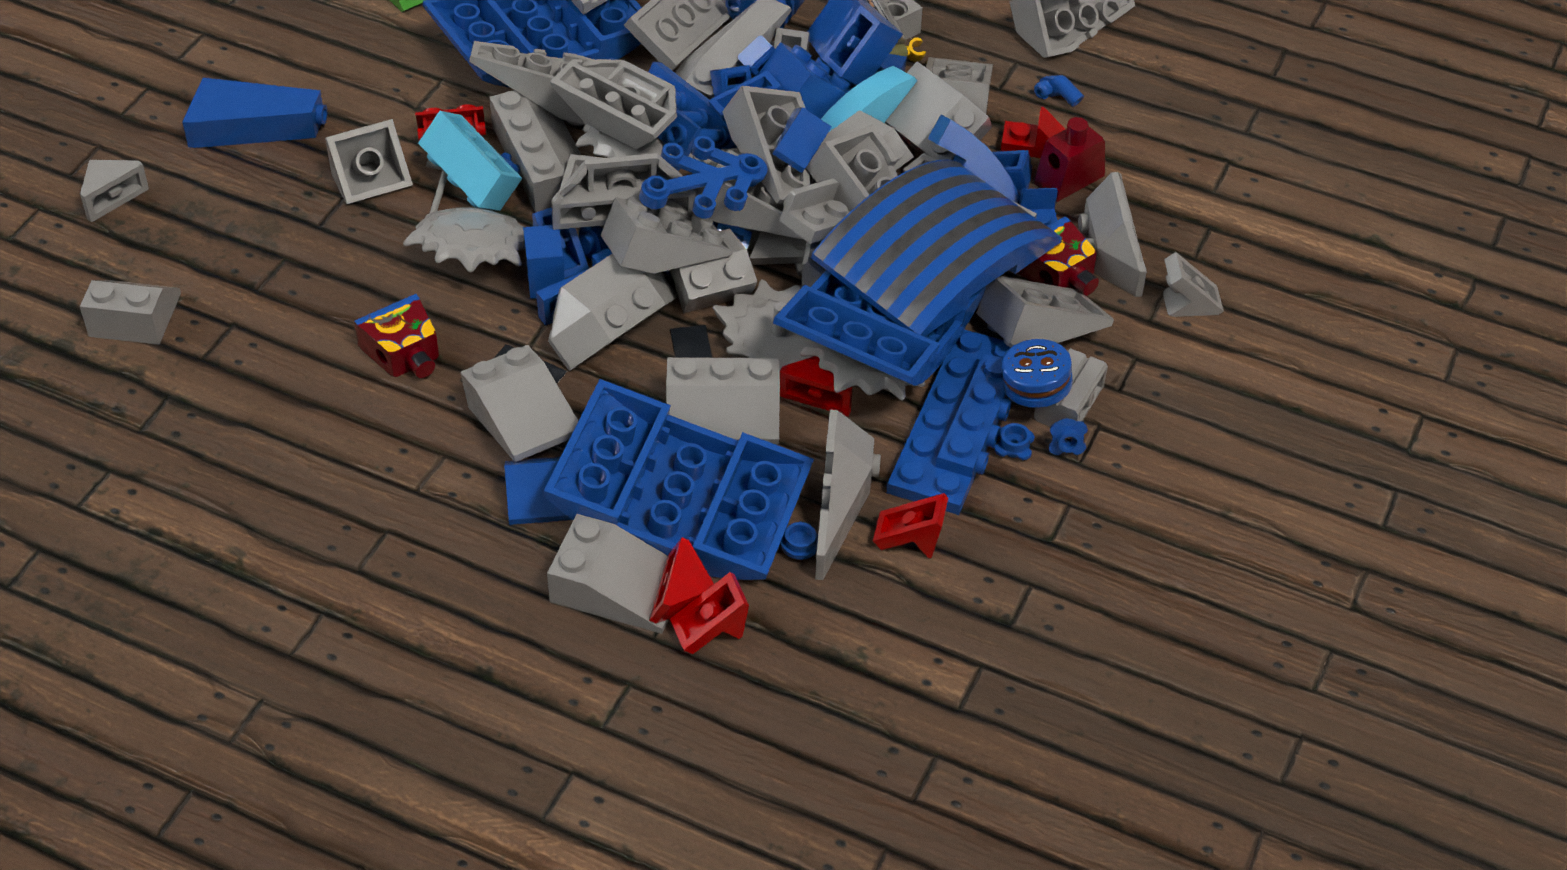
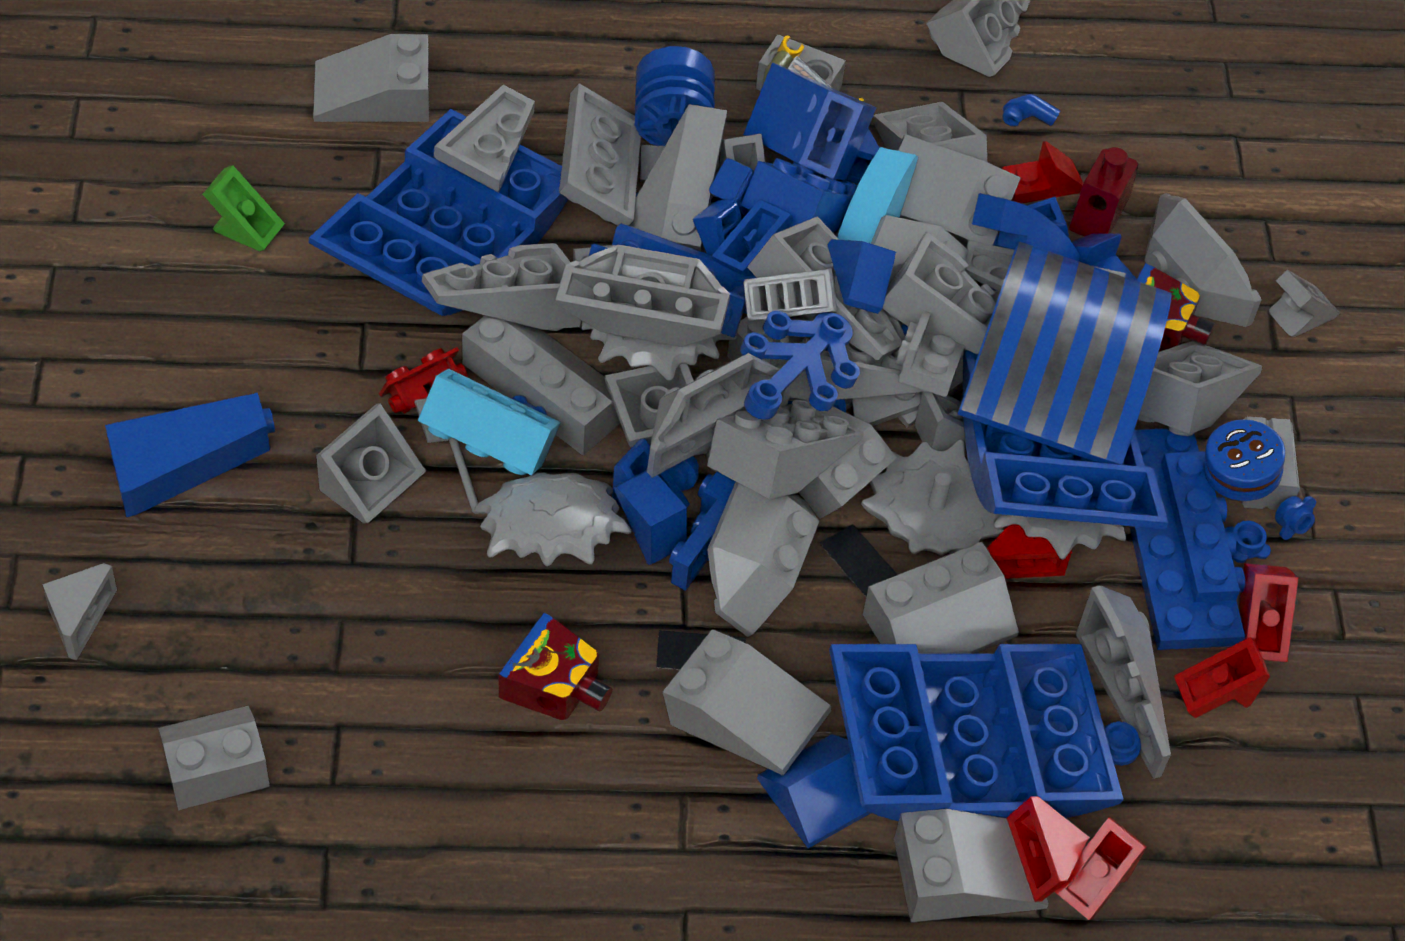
camera: 30 degrees left, 5 degrees up
(726, 126) = (756, 295): none -> light grey slope
(989, 493) = (1269, 608): none -> red slope

